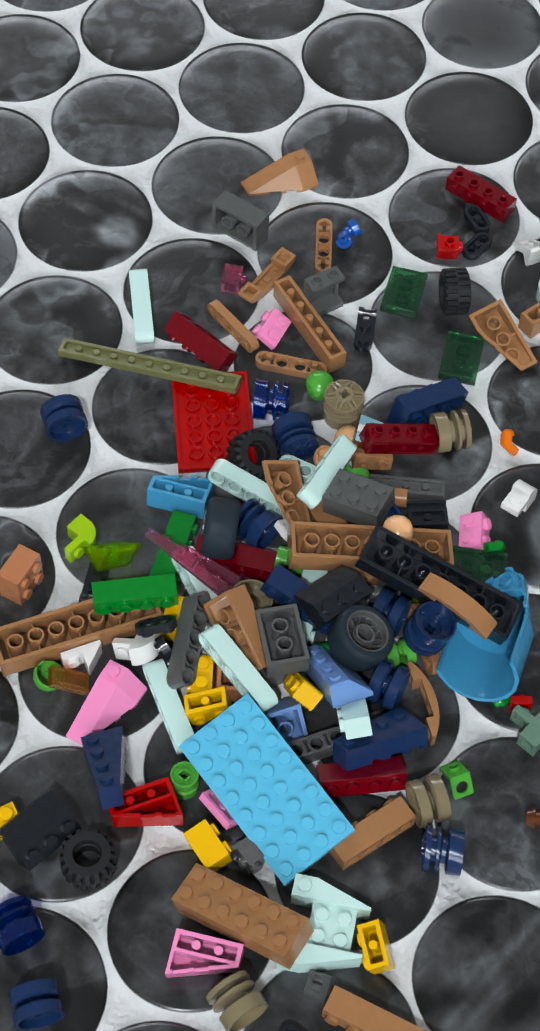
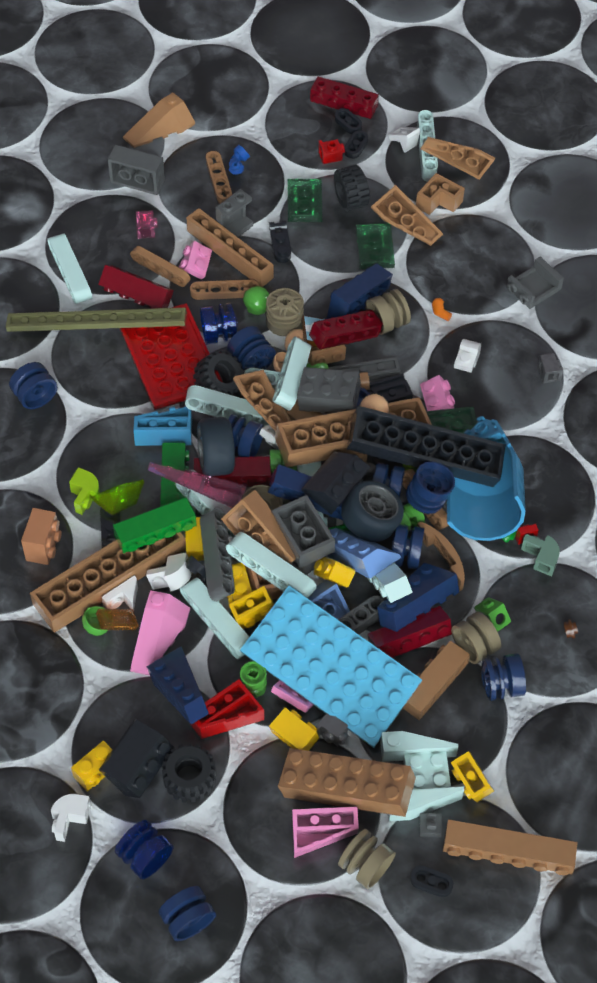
camera: 15 degrees left, 0 degrees up
(161, 624) = (183, 548): black plate -> none
(264, 283) = (177, 218): medium nougat slope -> none
(460, 603) = (451, 456): medium nougat slope -> none
(494, 546) = (459, 403): green arm -> none

